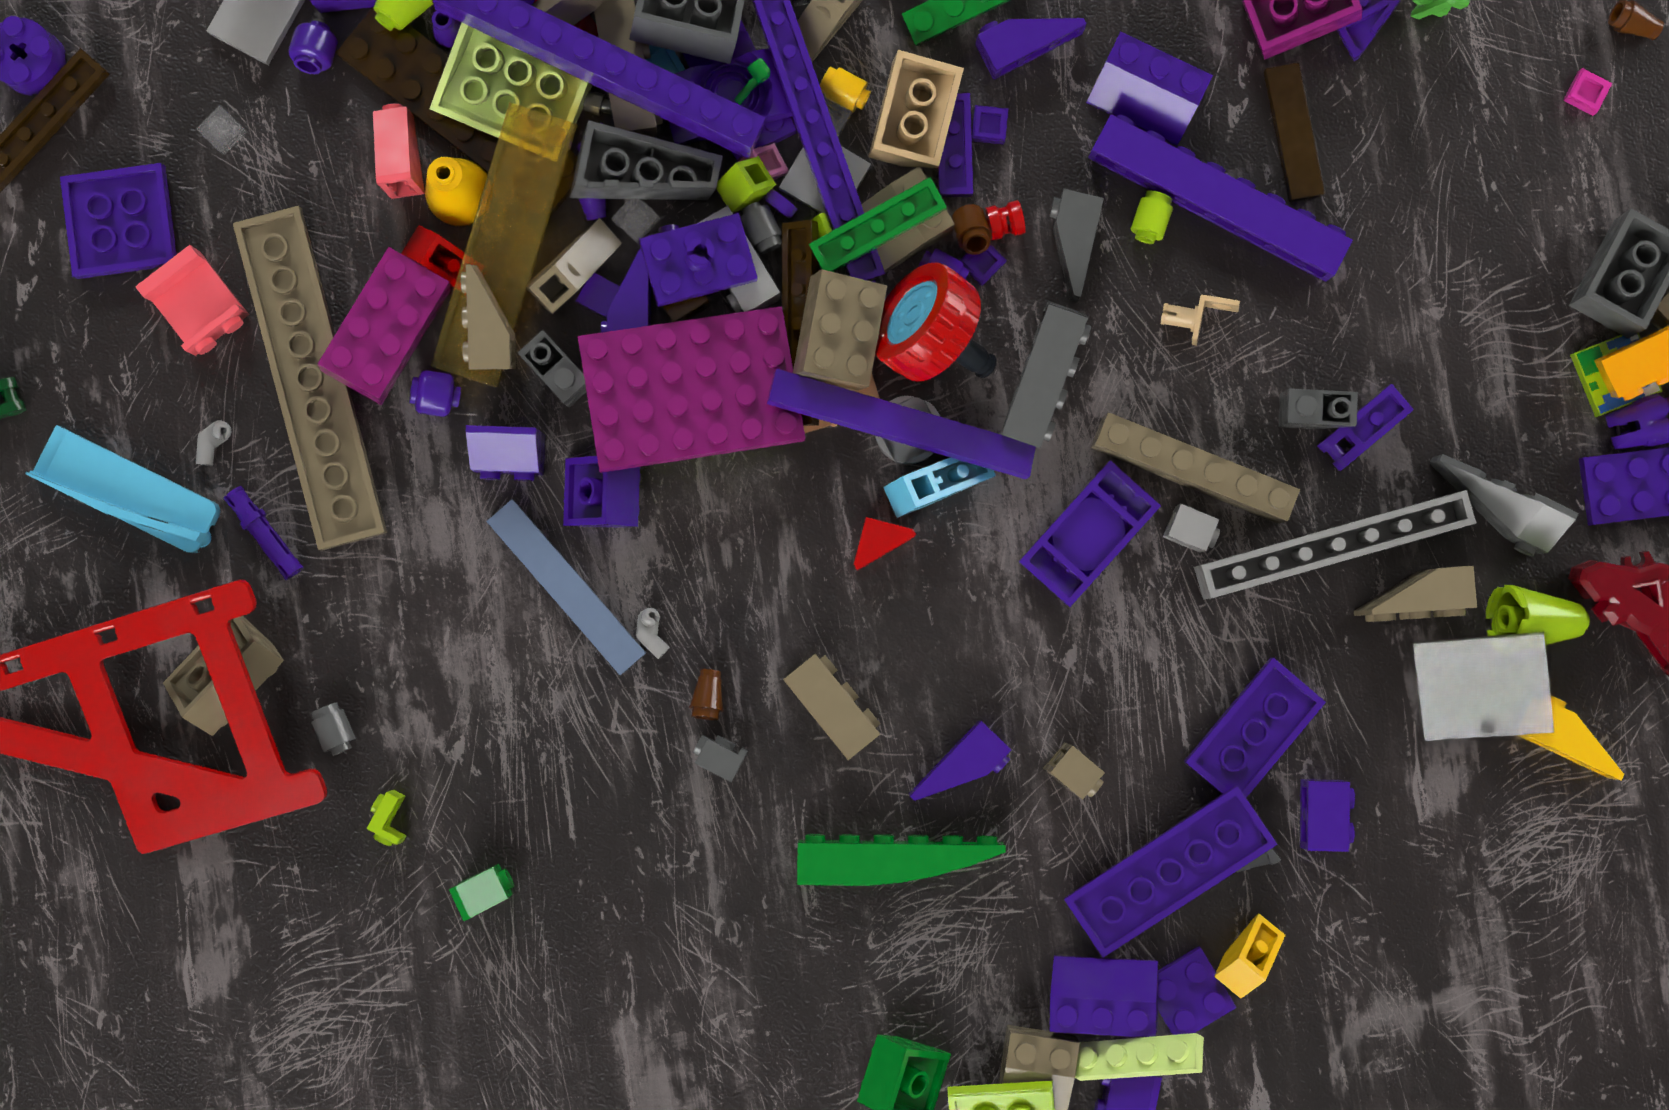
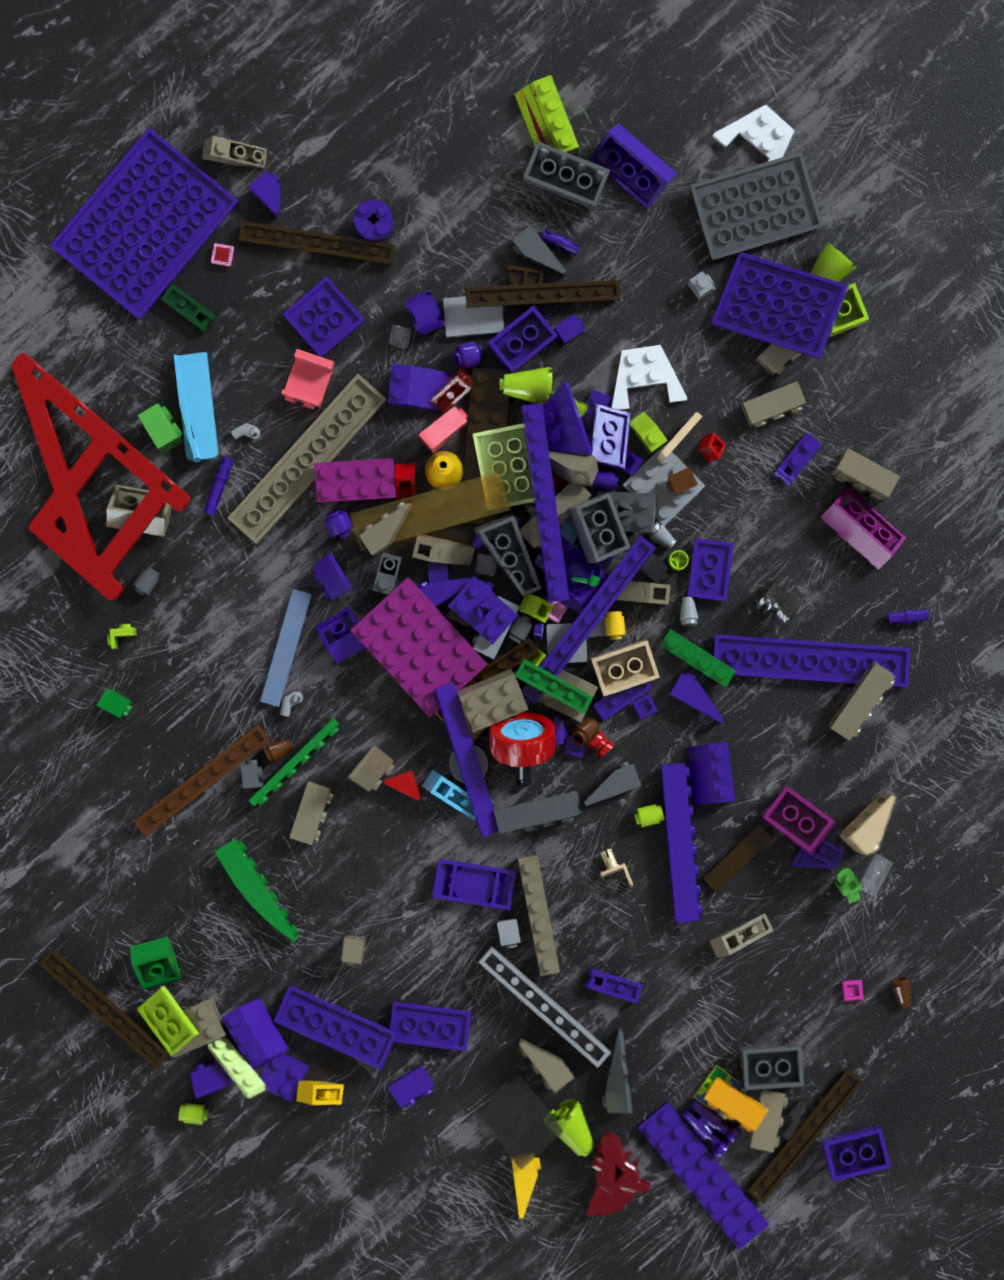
camera: 60 degrees right, 0 degrees up
(117, 561) = (160, 428): none -> bright green brick
(207, 64) = (425, 311): none -> dark purple brick
(313, 150) = (415, 386): none -> dark purple slope
(348, 101) = (452, 390): none -> clear red slope
(445, 29) = (513, 415): dark purple cone -> none
(680, 836) = (201, 780): none -> reddish brown plate
(747, 697) = (289, 769): none -> green plate
(826, 571) = (372, 768): none -> dark tan slope
(968, 760) = (328, 896): dark purple slope -> none
(1317, 409) = (606, 956): dark grey slope -> none
(1411, 199) = (741, 936): none -> dark tan slope

